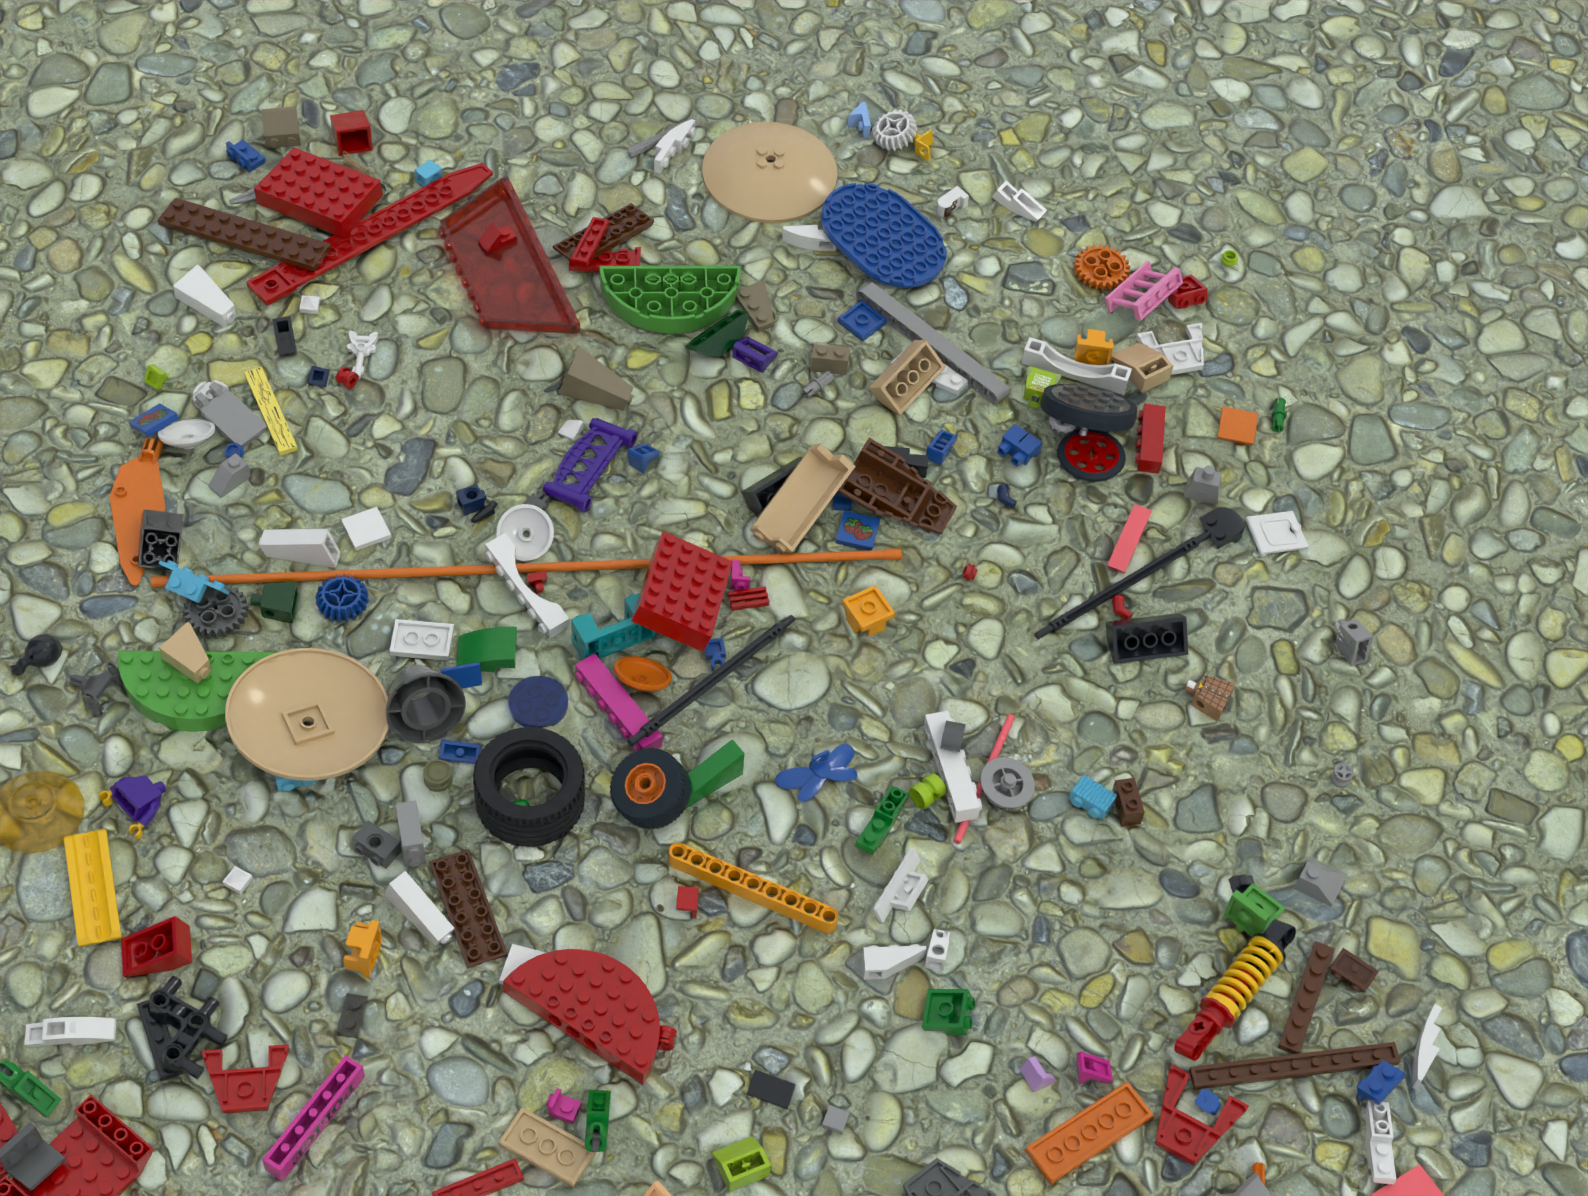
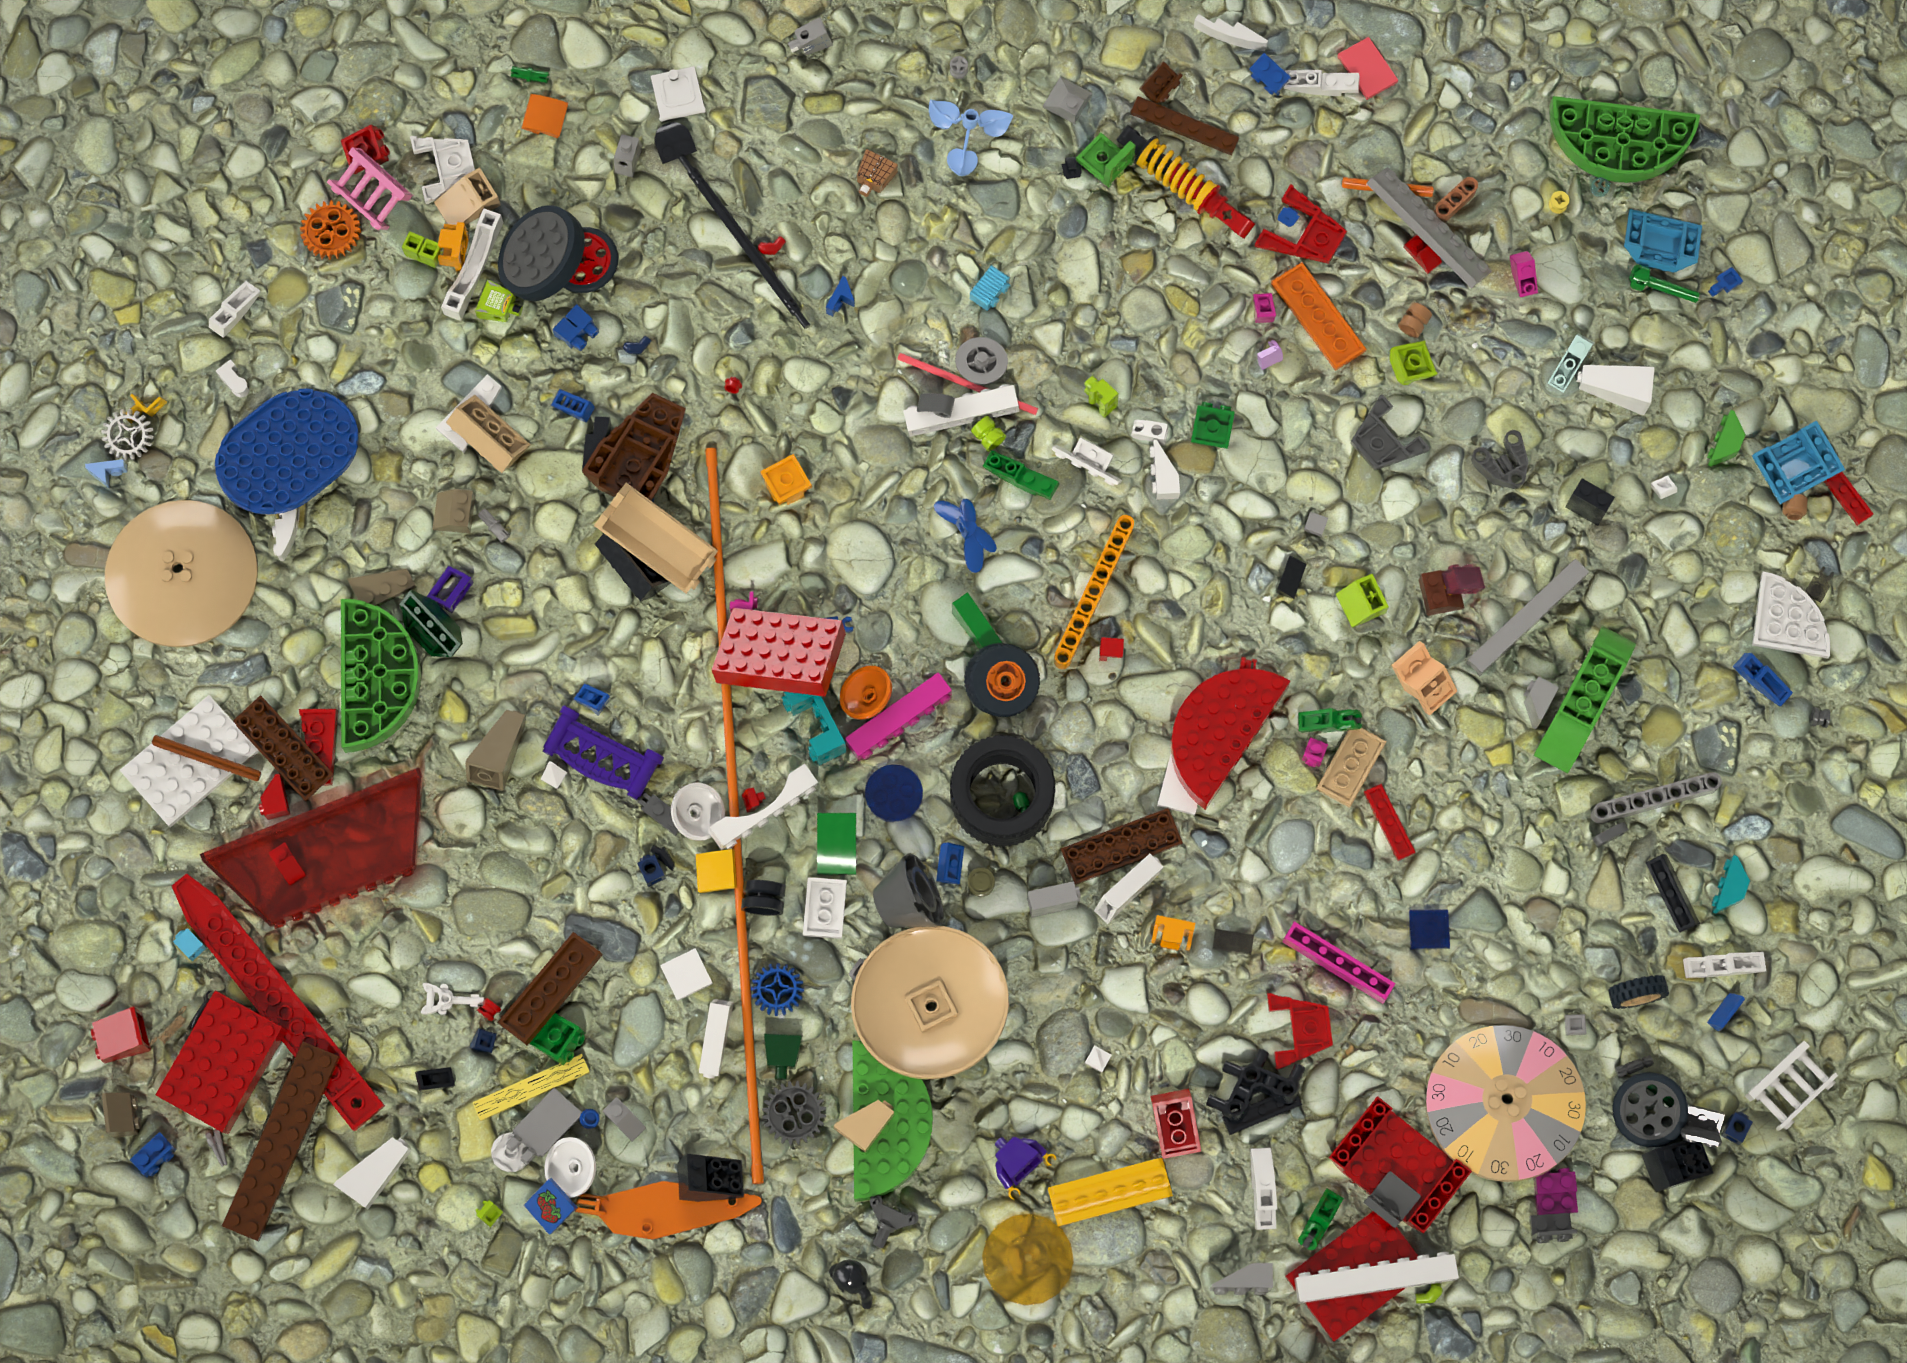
camera: 85 degrees left, 20 degrees up
(189, 585) = (769, 1139): medium azure bracket -> none
(310, 304) = (381, 1060): white tile -> none
(312, 427) = (559, 1039): none -> green plate
(361, 421) = (550, 988): none -> reddish brown plate
(372, 835) = (1064, 922): dark grey brick -> none
(433, 582) = (763, 897): none -> black wheel
(465, 675) = (868, 867): blue slope -> none
(466, 550) = (716, 871): none -> yellow tile
(556, 229) = (274, 799): none -> red slope
(589, 242) = (304, 759): red tile -> none
(595, 182) = (206, 758): none -> dark orange axle
(596, 176) = (178, 783): none -> white plate
(652, 141) = (127, 688): light grey axle -> none
(673, 142) = (139, 674): white slope -> none
(711, 680) = (871, 627): black axle -> none
(748, 595) = (765, 580): red tile -> none
(857, 530) = (682, 490): blue tile -> none
(862, 320) = (402, 479): blue tile -> none
(916, 329) = (435, 409): light grey beam -> none
(974, 899) = (1102, 394): none -> lime hips
(1074, 663) = (841, 293): none -> blue slope
(1087, 320) = (421, 249): none -> lime hips
(1128, 802) = (997, 255): reddish brown brick -> none
(1129, 538) = (691, 230): coral slope -> none
(1147, 637) = (808, 224): black slope -> none
(1151, 438) = (572, 199): red brick -> none
(1229, 258) = (315, 95): lime plate -> none
(1285, 764) = (993, 122): none -> light blue plant
(1293, 1065) = (1252, 143): reddish brown plate -> none

